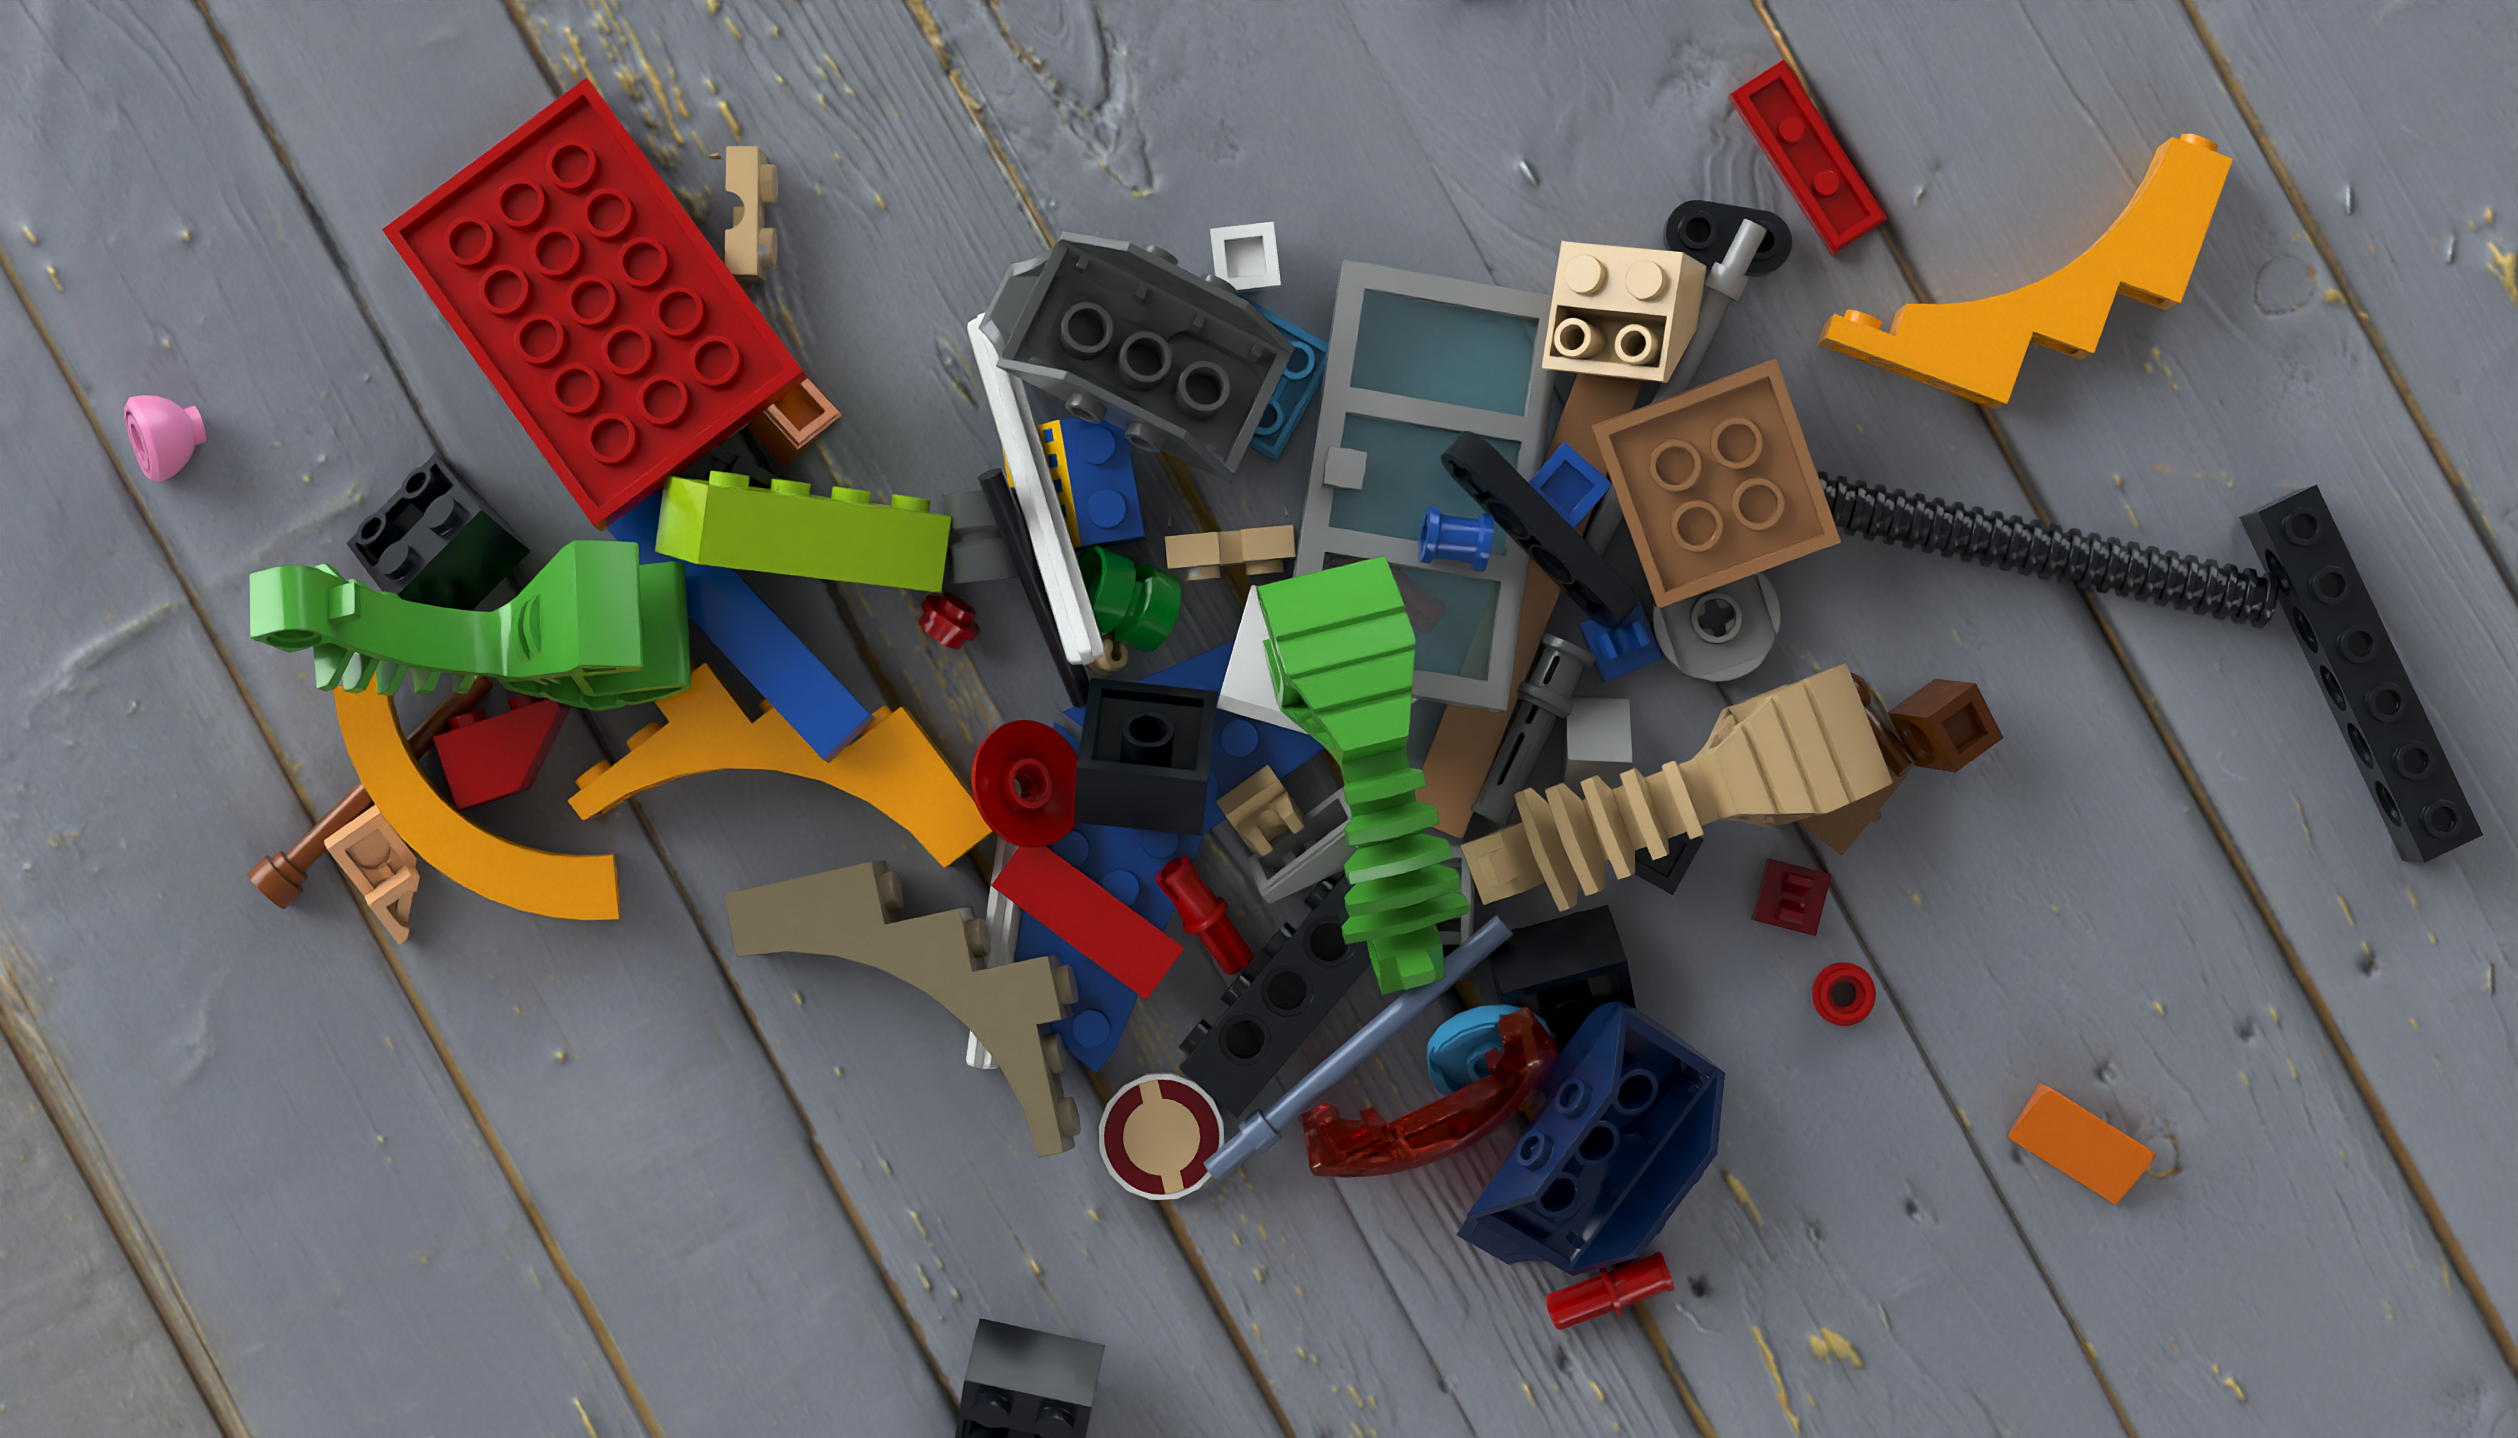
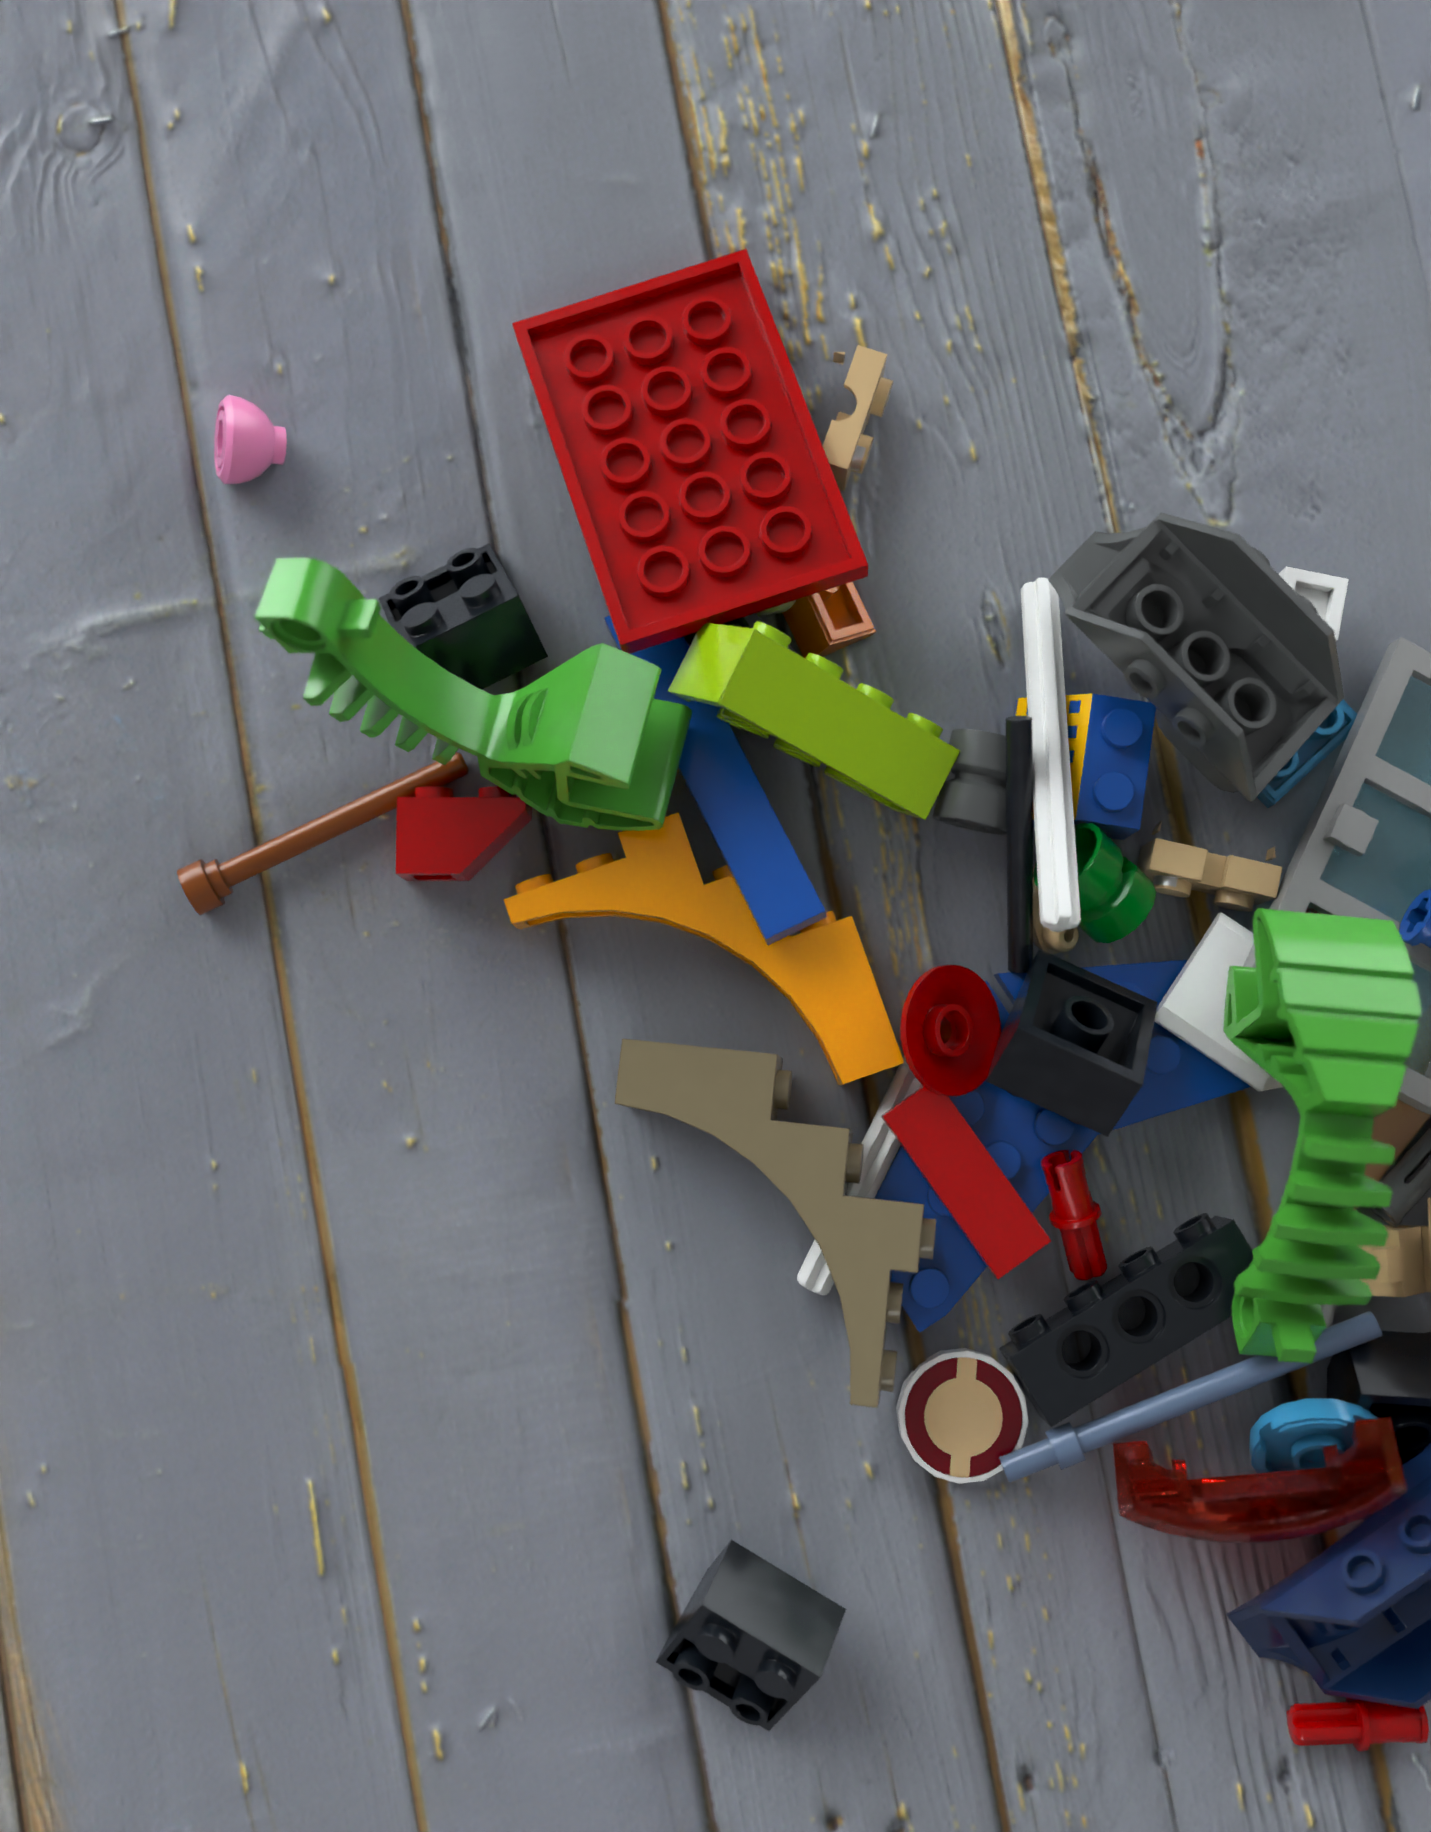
camera: 25 degrees right, 5 degrees down
(379, 867) = (303, 905): light nougat slope -> none
(455, 843) = (377, 899): light orange arch -> none
(949, 620) = (918, 851): red plate -> none
(1261, 810) = (1161, 1131): tan tile -> none
(1309, 854) = (1222, 1180): light grey slope -> none

